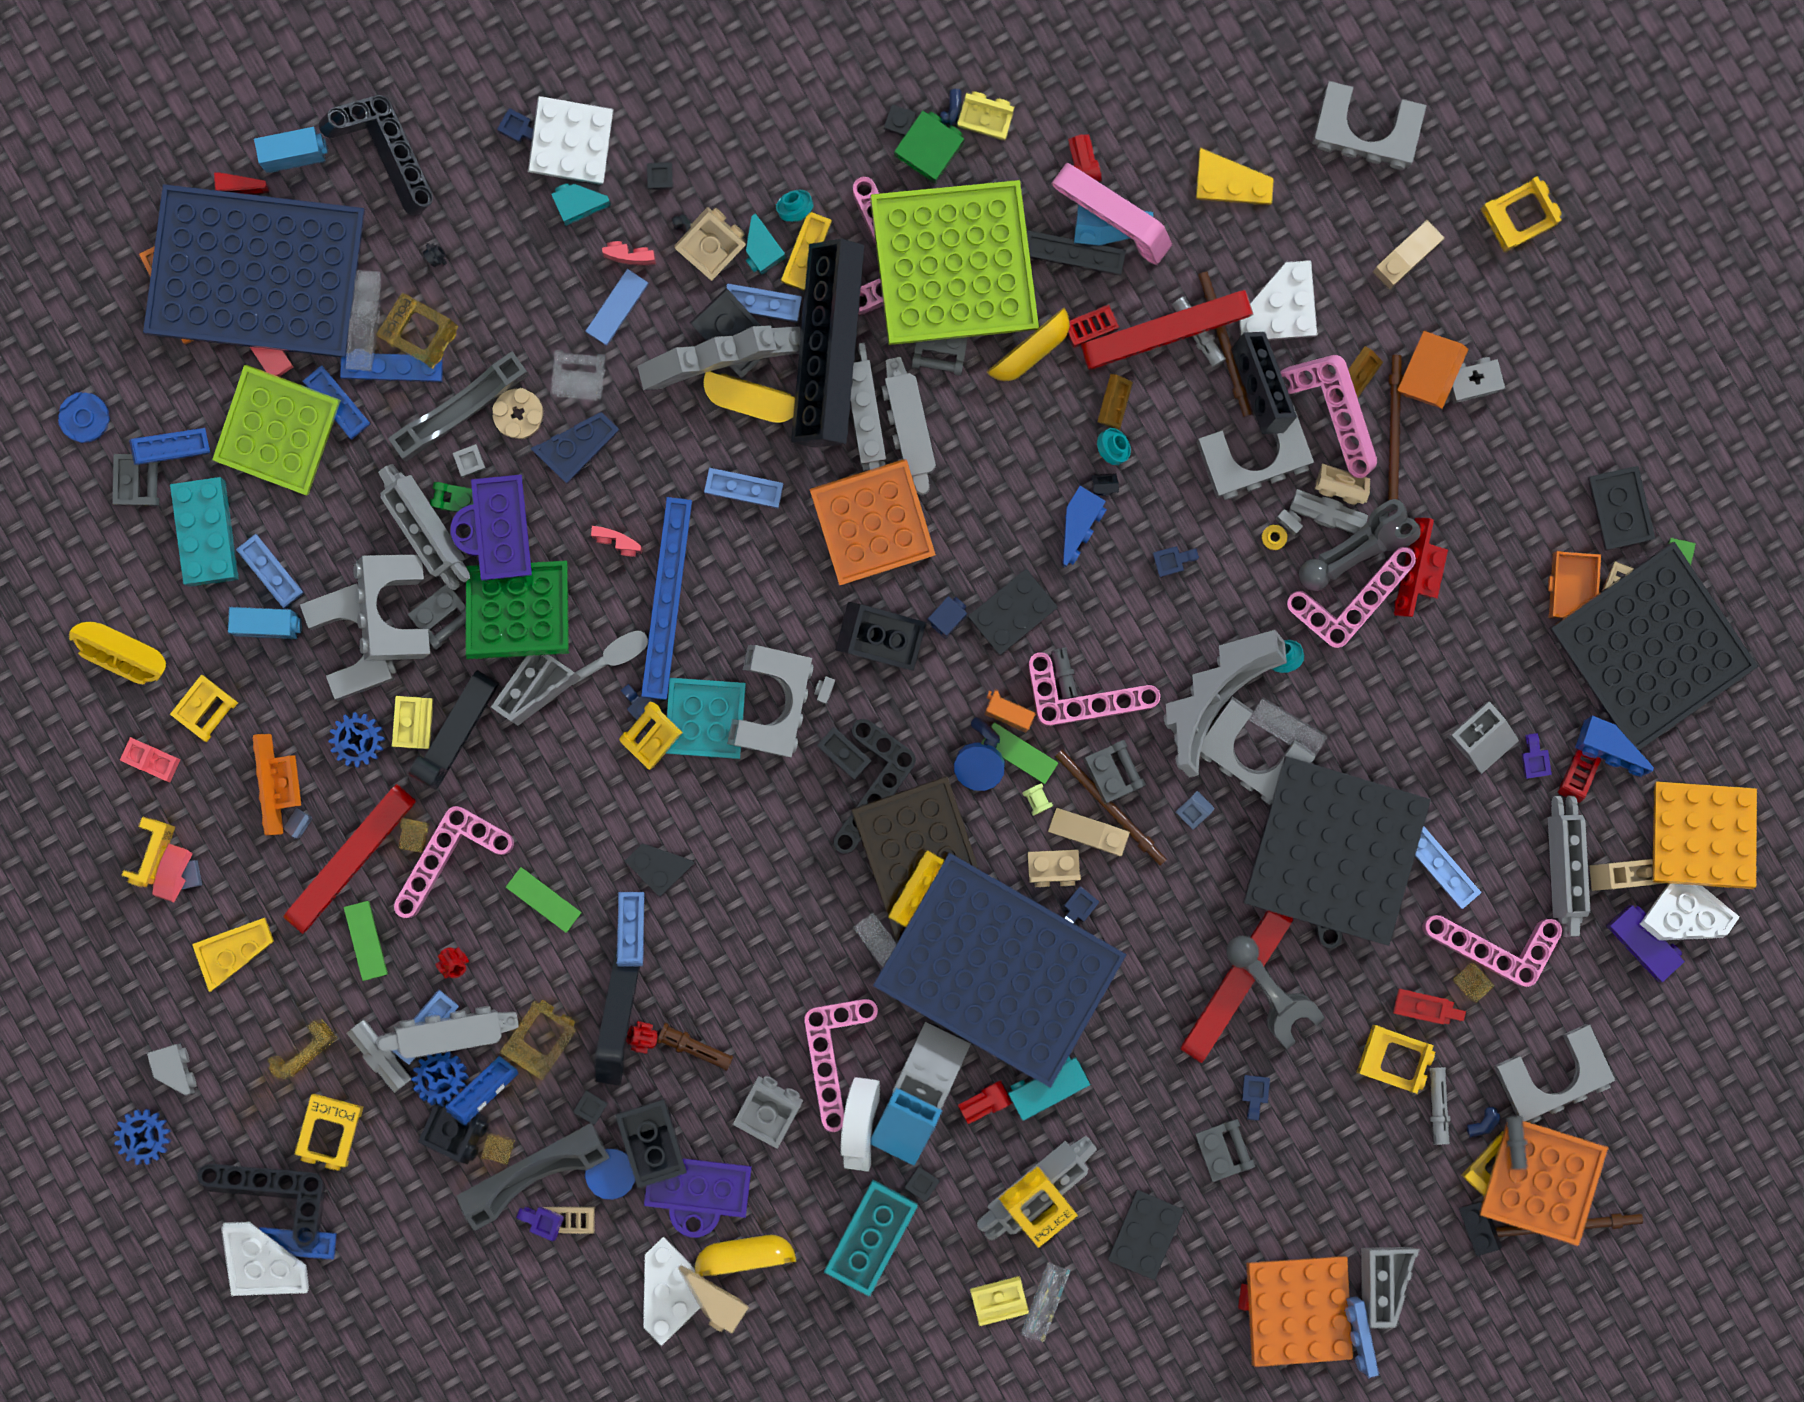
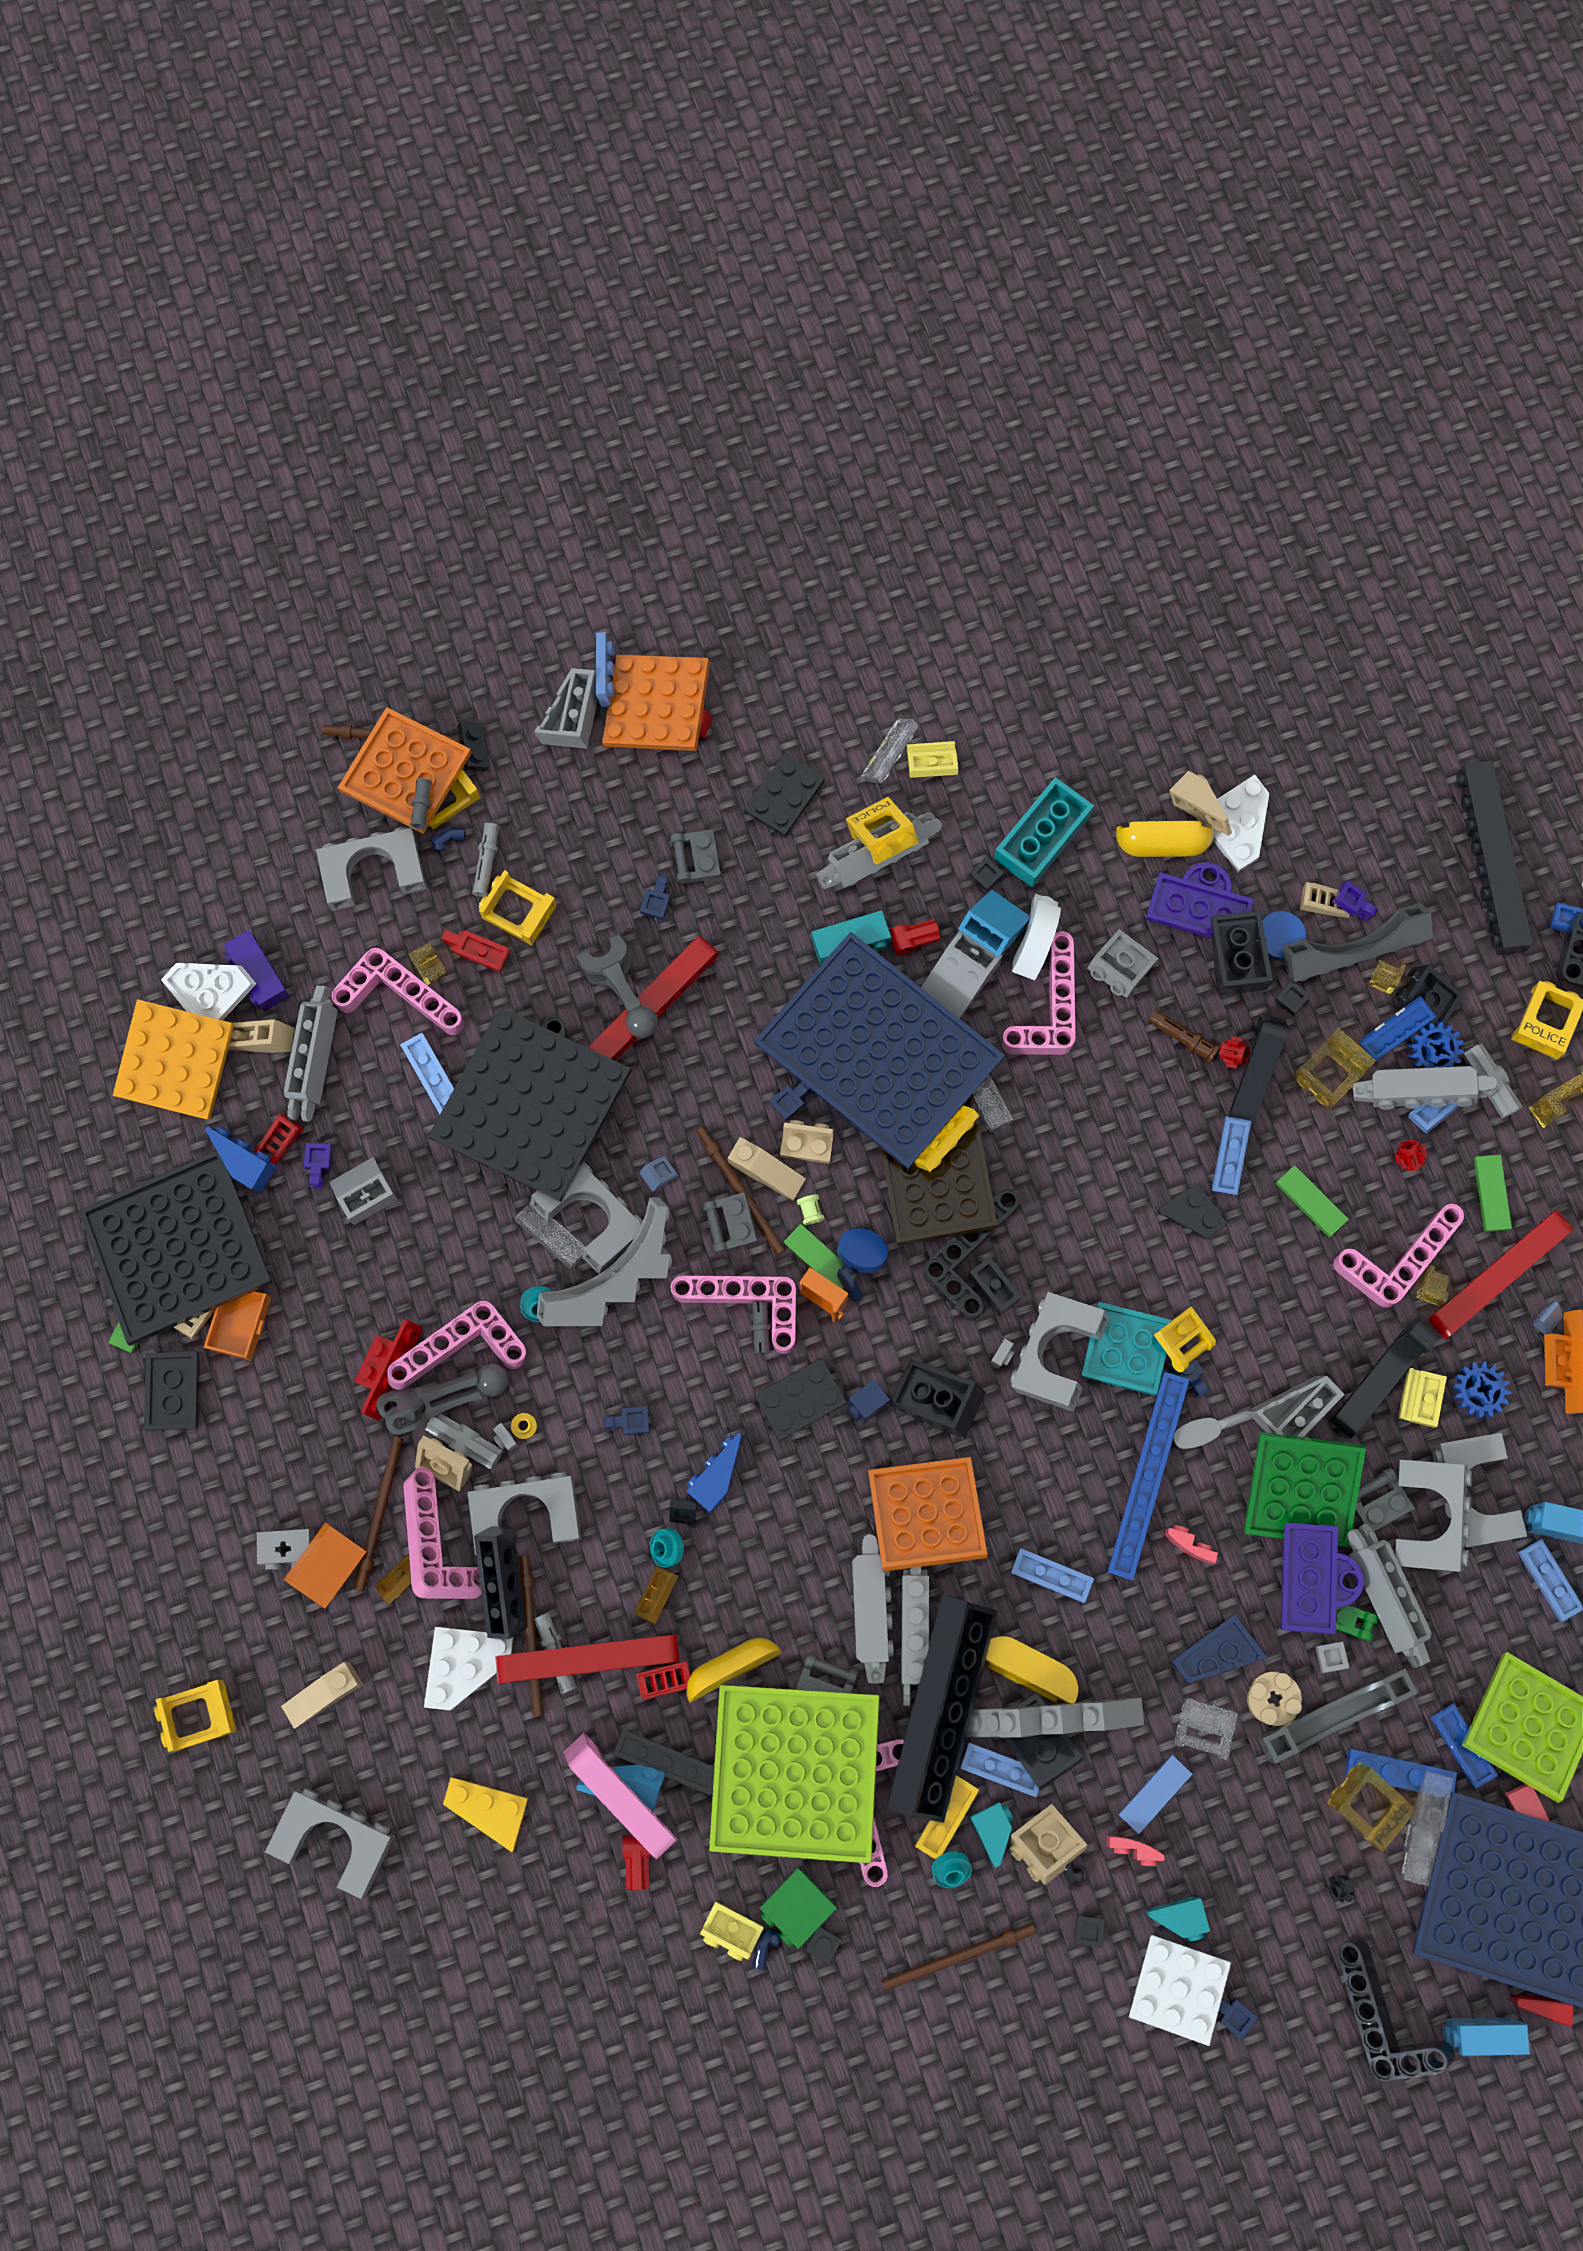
camera: 160 degrees left, 10 degrees down
(402, 1297) = (1494, 858): none -> black brick
(732, 156) = (1009, 1938): none -> reddish brown bar

